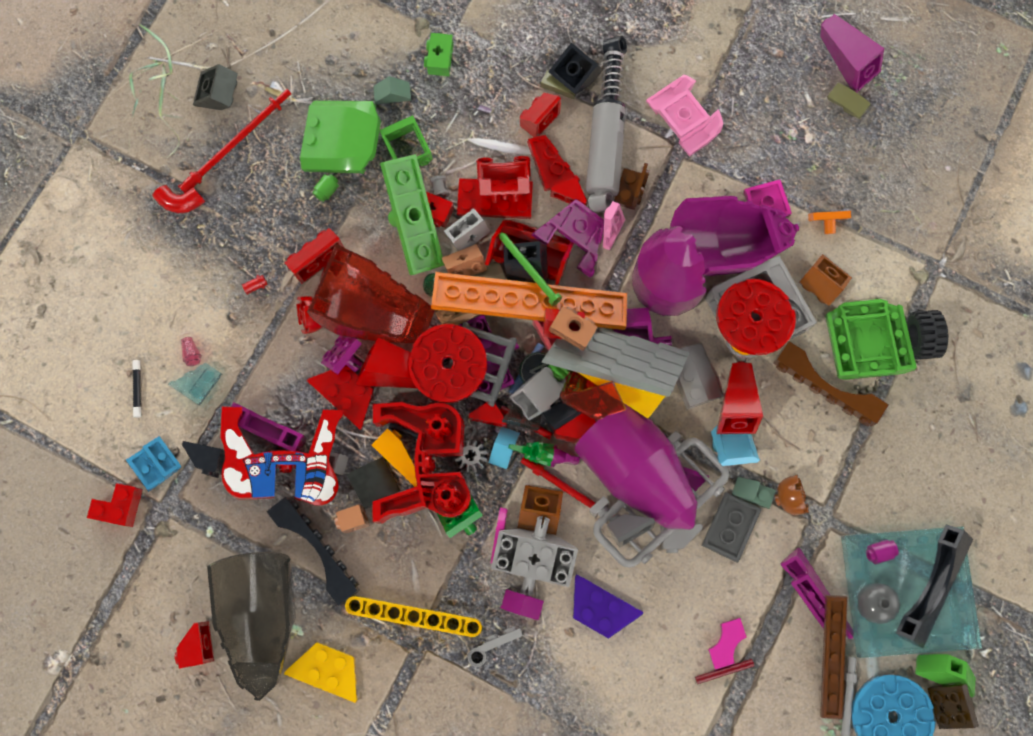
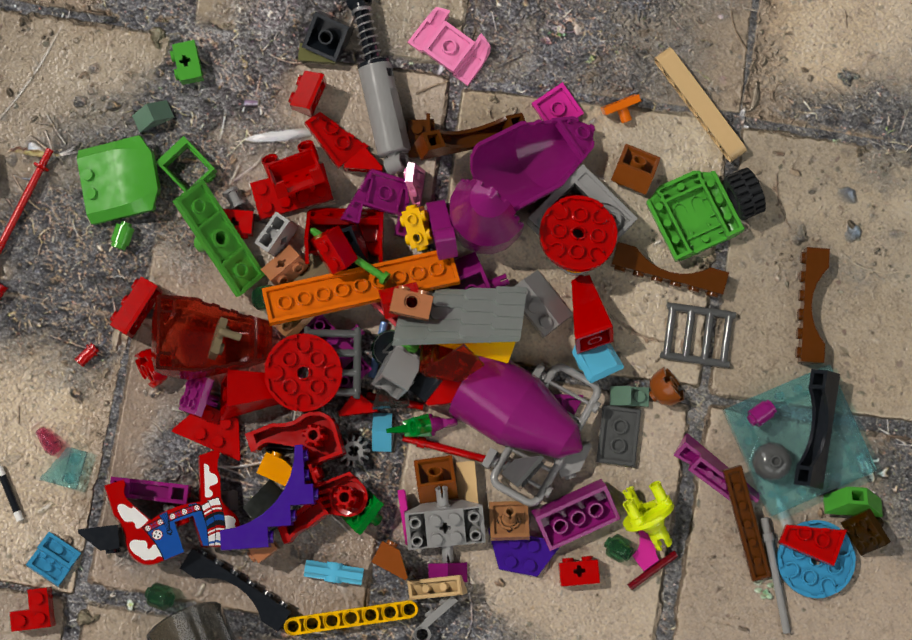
camera: 25 degrees left, 5 degrees up
(239, 533) = (160, 596): none -> clear green head
(385, 301) = (221, 331): none -> dark tan plate
(401, 475) = (281, 514): none -> dark purple arch
(412, 566) = (333, 572): none -> medium azure piece
(471, 572) = (390, 559): none -> dark orange slope
(506, 615) = (436, 587): none -> tan slope
(516, 257) = (334, 249): none -> red slope
(570, 521) = (467, 481): none -> tan slope
(598, 568) = (508, 513): none -> medium nougat plate
(601, 259) = (416, 223): none -> yellow brick
(624, 275) = (442, 230): none -> magenta beam
(638, 649) = (569, 578): none -> red brick
(648, 191) = (441, 143): none -> reddish brown arch
(666, 590) = (575, 514): none -> magenta slope
(698, 638) = (619, 548): none -> clear green head
(740, 616) = (650, 515): none -> neon yellow piece
(856, 440) = (704, 358): none -> dark grey bar
(898, 700) = (817, 543): none -> red wing
(905, 240) = (700, 104): none -> tan beam
(948, 500) = (811, 346): none -> reddish brown arch

